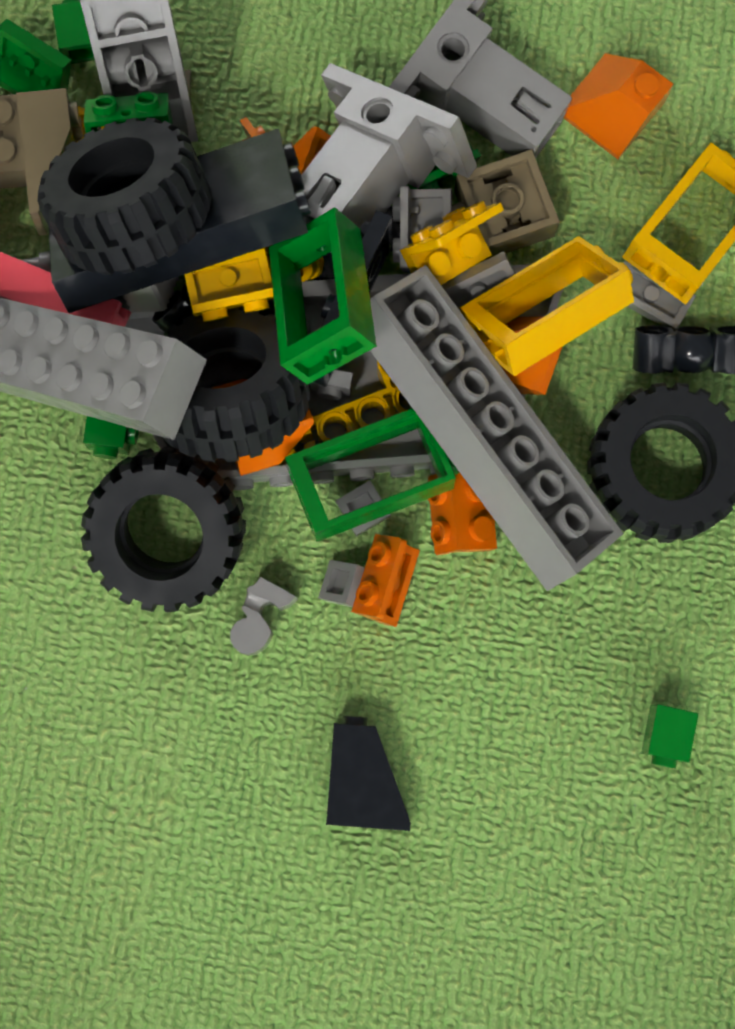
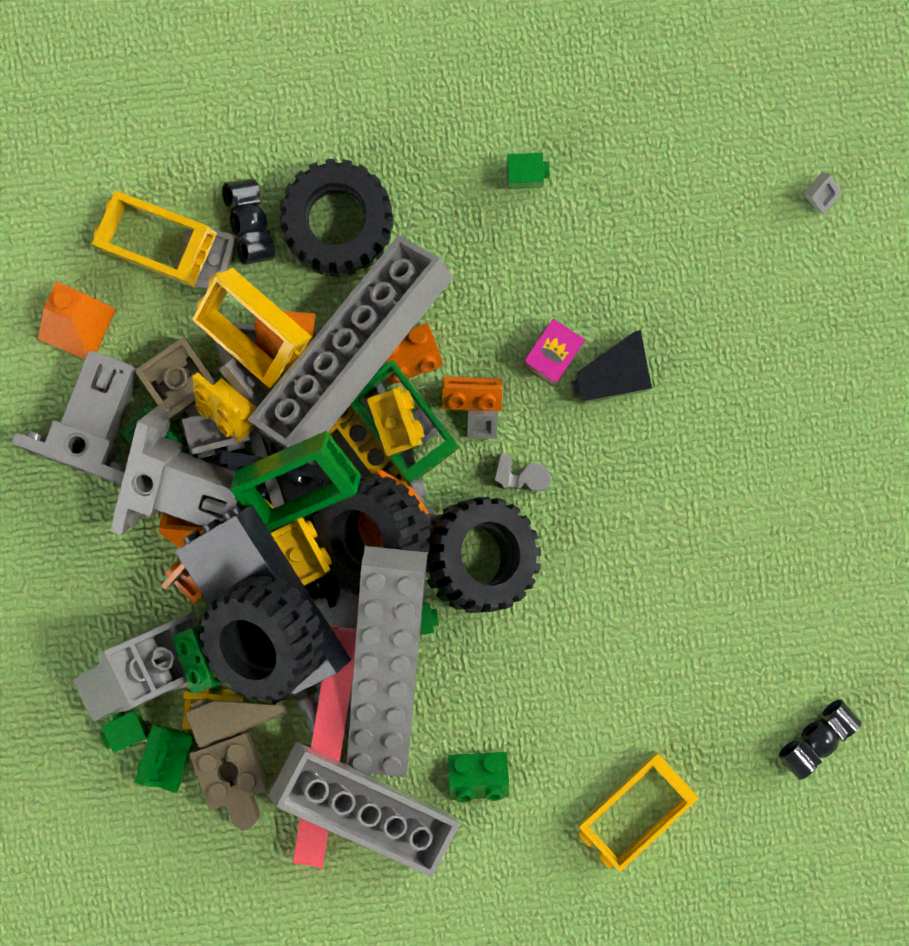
camera: 100 degrees left, 5 degrees up
(370, 458) = (395, 420): none -> yellow bracket
(411, 704) = (553, 352): none -> dark pink piece

